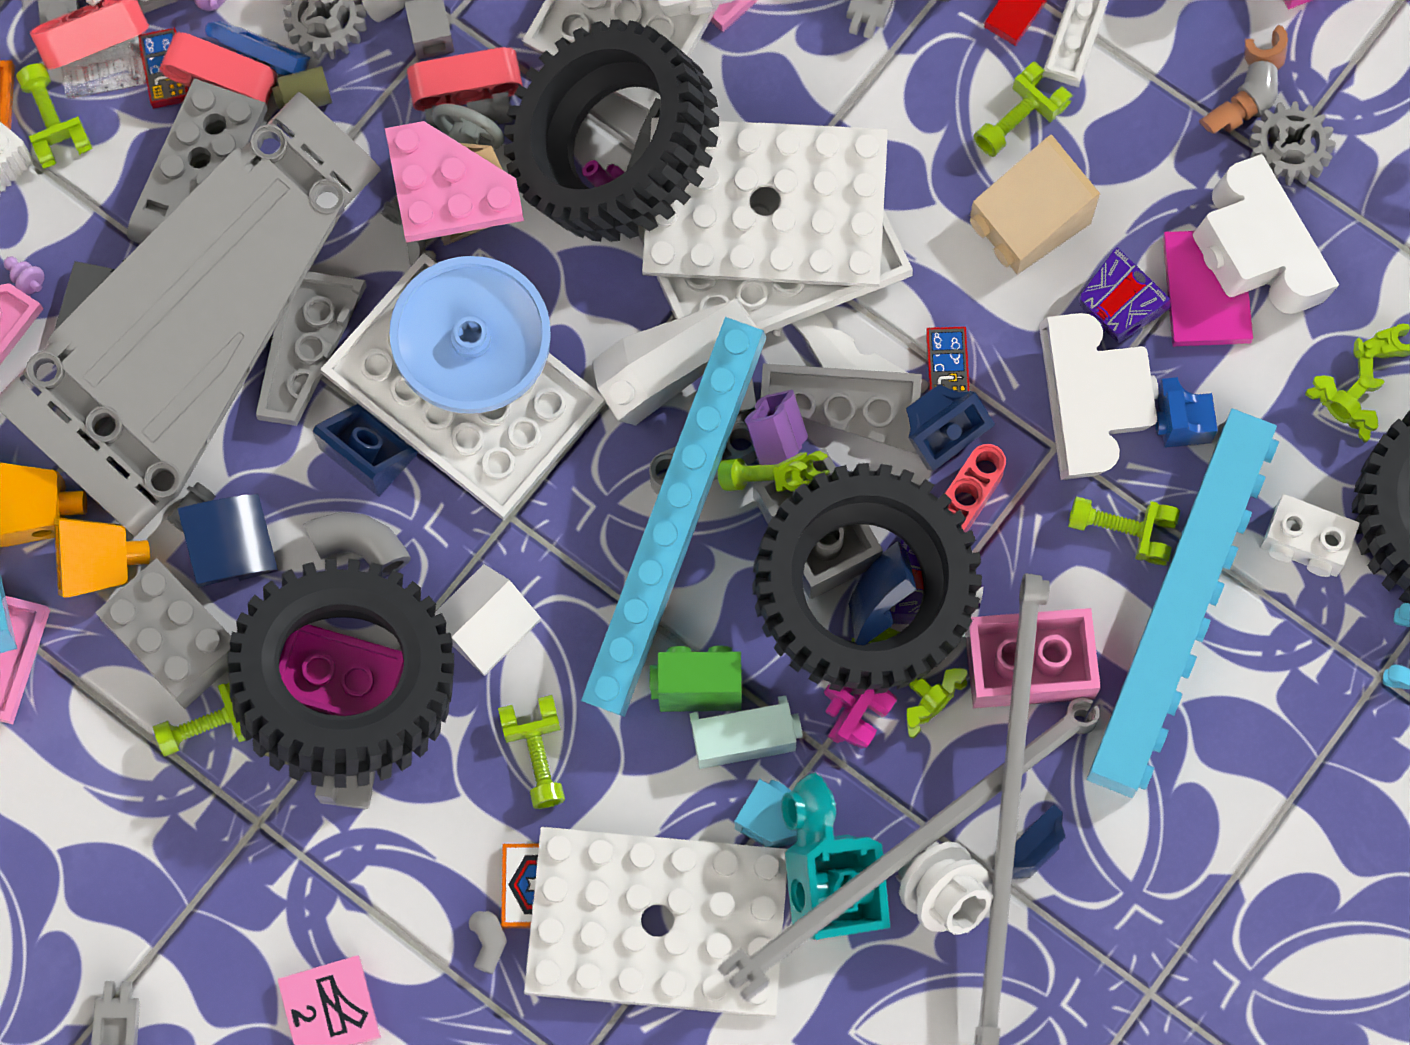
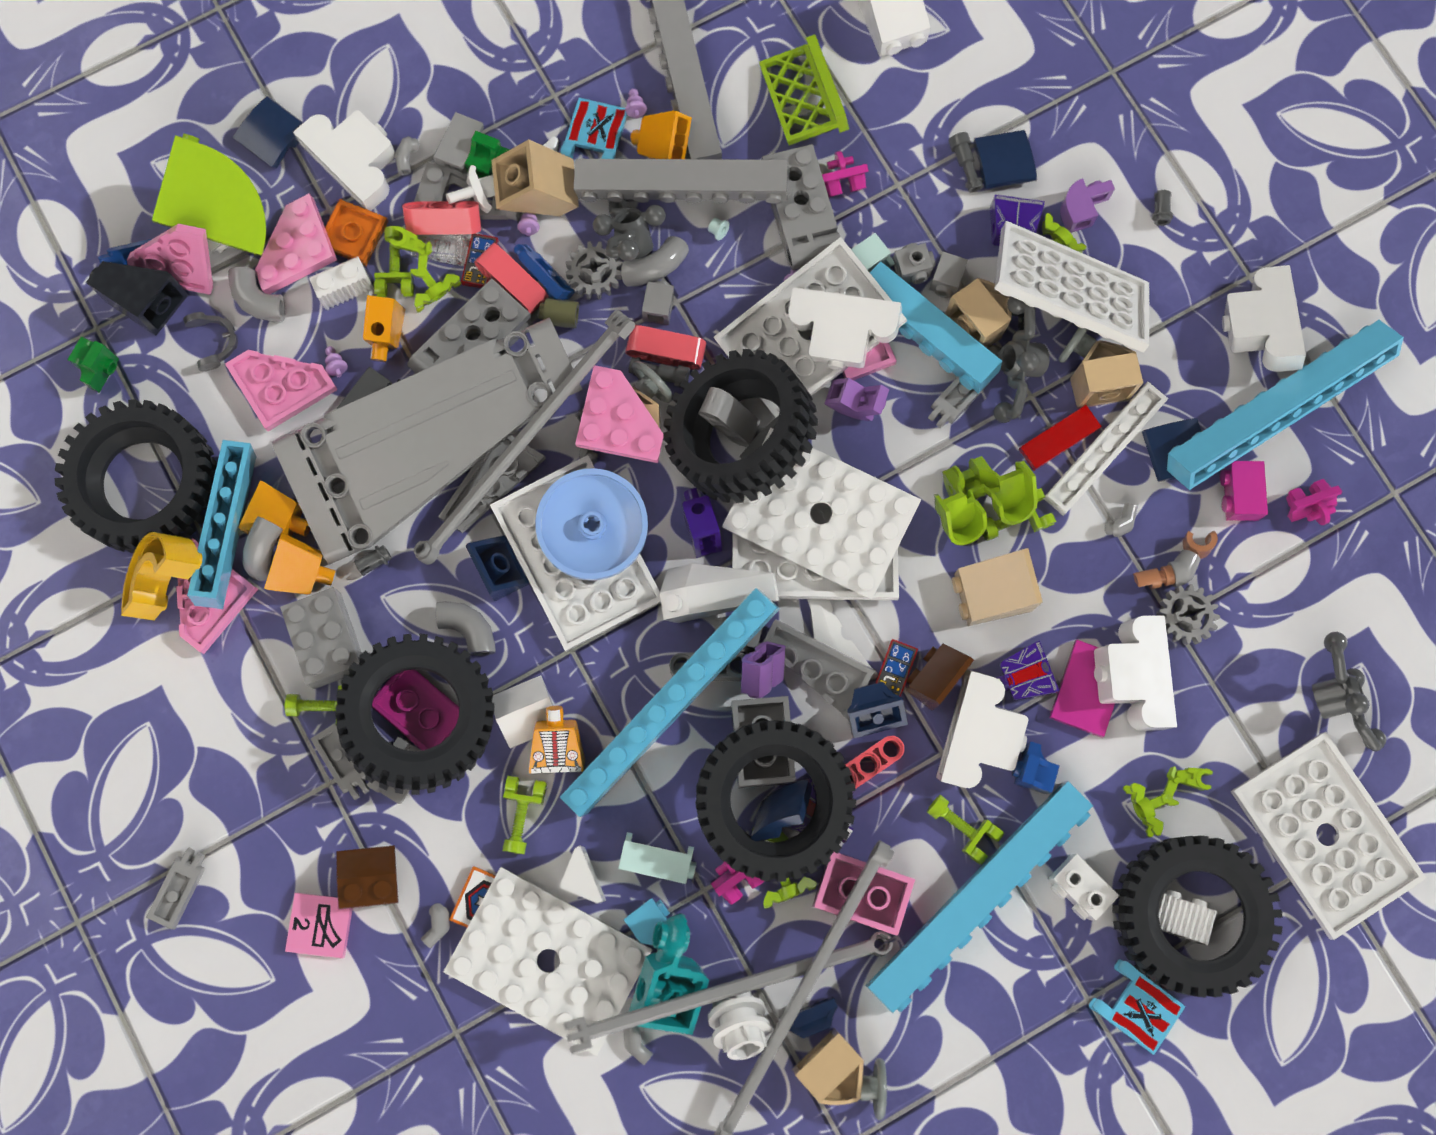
camera: 20 degrees right, 5 degrees up
(34, 550) = (259, 548): none -> light grey cylinder
(68, 187) = (380, 316): none -> light orange torso
(122, 127) = (435, 290): none -> lime piece
(227, 539) = (385, 591): dark blue slope -> none
(262, 783) = (334, 757): none -> light grey hinge
(369, 917) = (366, 877): none -> reddish brown slope
(395, 63) = (618, 325): none -> light grey hinge
(545, 638) = (556, 744): none -> torso
(590, 129) = (729, 416): none -> light grey beam
(598, 175) = (726, 453): magenta arm -> none
(613, 282) = (701, 523): none -> dark purple torso
(658, 794) = (581, 877): none -> white slope
(697, 680) = (639, 815): bright green brick -> none
(746, 47) = (856, 400): none -> medium lavender brick
(788, 474) = (752, 707): lime bar -> none
(816, 978) = (633, 1044): none -> light grey arm
(952, 132) = (1011, 494): none -> lime piece
(1007, 346) = (938, 675): none -> reddish brown slope
(1099, 896) = (836, 1076): none -> tan piece
(1160, 65) = (1124, 524): none -> light grey arm

